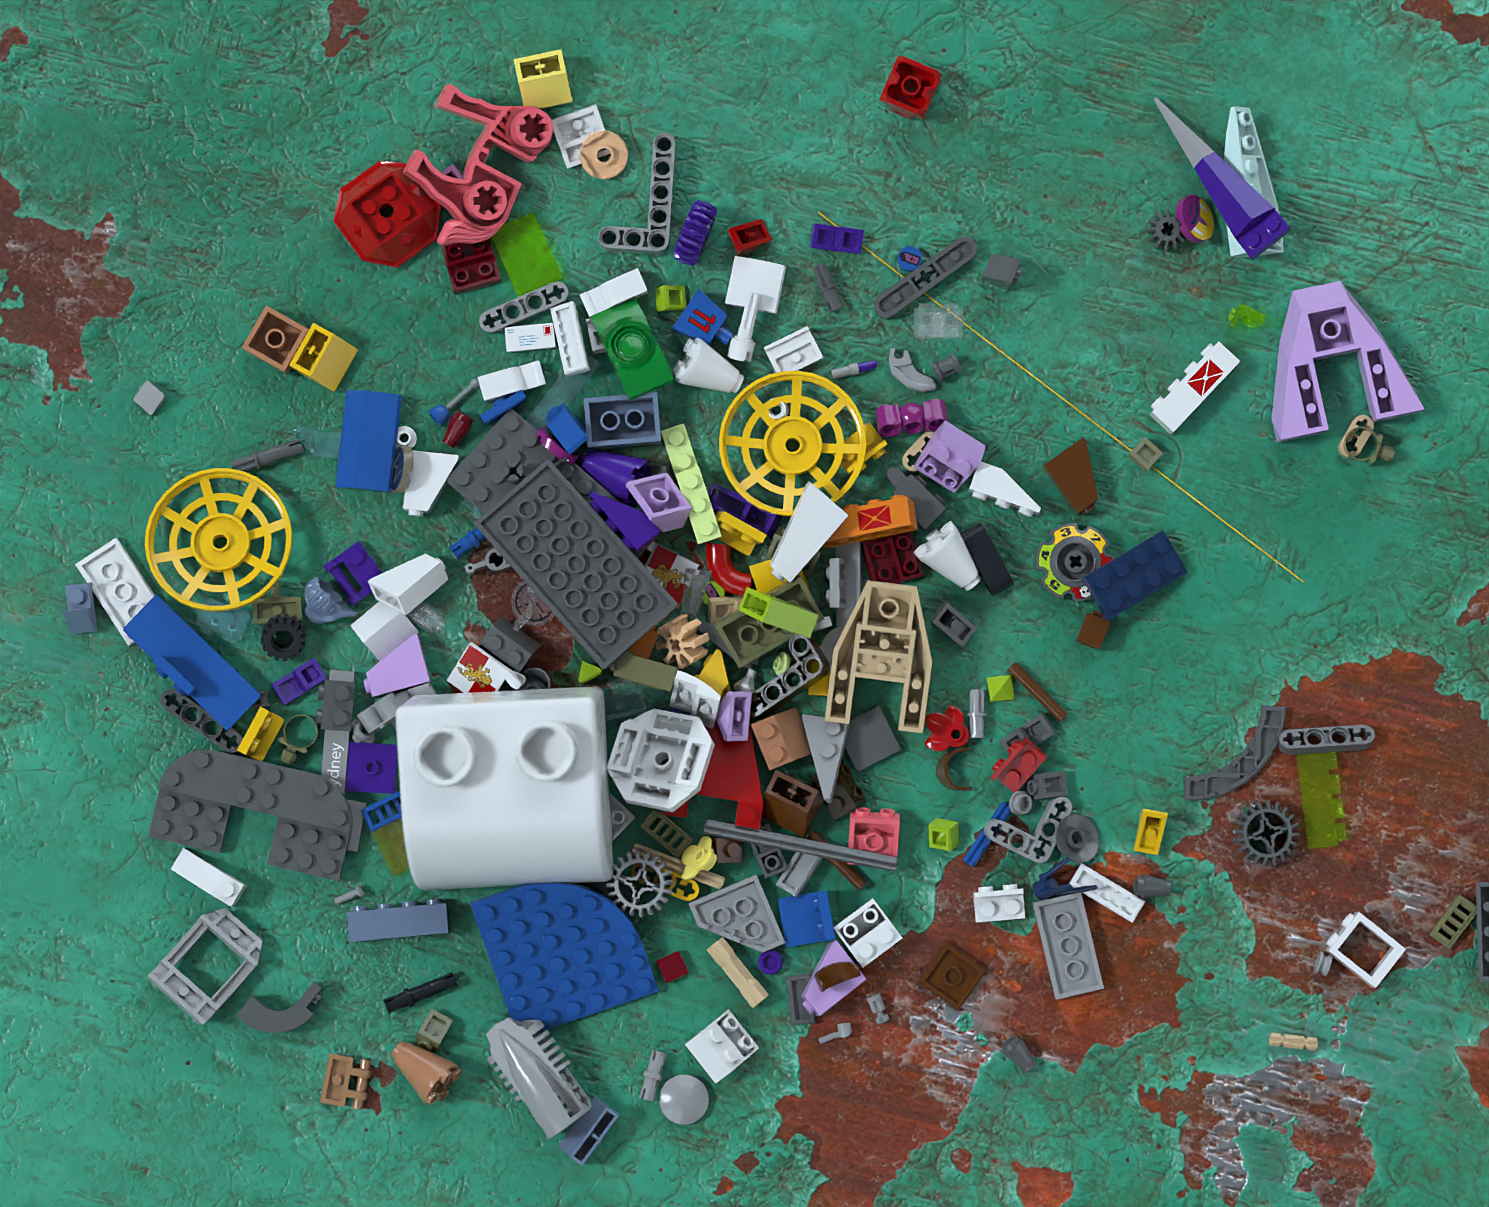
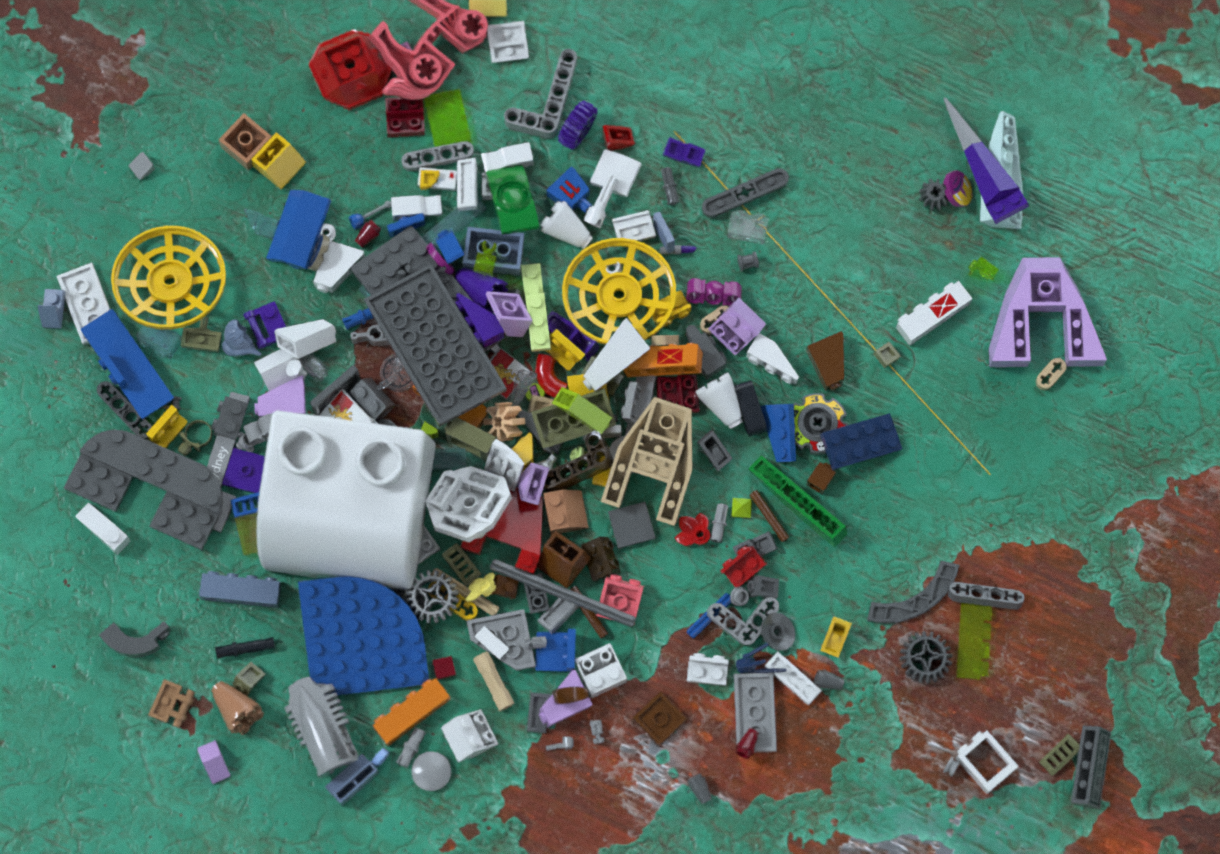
camera: 10 degrees right, 10 degrees down
(186, 993) = (64, 610): light grey wedge -> none
(268, 456) = (221, 225): dark grey axle -> none
(278, 650) = (192, 367): black tyre -> none
(299, 681) = (205, 396): dark purple slope -> none
(347, 896) = (207, 563): light grey piece -> none
(405, 627) = (295, 368): none -> white rock
(413, 1142) = (213, 762): none -> lavender slope
(470, 634) = (345, 381): none -> dark grey tile
(519, 341) = (428, 178): none -> yellow tile
(597, 141) = (511, 62): light nougat tile -> none
(616, 440) = (485, 261): none -> clear neon green plate
(618, 1096) = (380, 757): none -> light blue tile
(644, 1031) = (411, 712): none -> orange brick
(670, 298) = (549, 171): lime slope -> none
(725, 924) = (491, 642): none -> white sticker
(770, 962) = (520, 679): dark purple tile -> none
(780, 914) = (536, 642): none -> light grey piece
(827, 747) = (598, 520): light grey wing -> none
(832, 352) = (663, 232): none -> sand blue tile
(863, 494) = (665, 340): none -> tan beam
(905, 372) = (717, 262): light grey piece -> none
(909, 258) = (735, 177): blue tile -> none
(910, 88) = (761, 52): red piece -> none
(942, 774) = (683, 563): reddish brown helmet -> none
(943, 834) = (675, 609): lime slope -> none
(1002, 271) = (804, 198): dark grey slope -> none
(1031, 580) = (781, 430): none -> blue wing
(1067, 989) = (747, 744): none -> dark red cone
(1070, 667) = (799, 502): none -> green slope
(1293, 1041) = (917, 822): tan axle -> none
(1385, 453) = (1070, 389): olive piece -> none

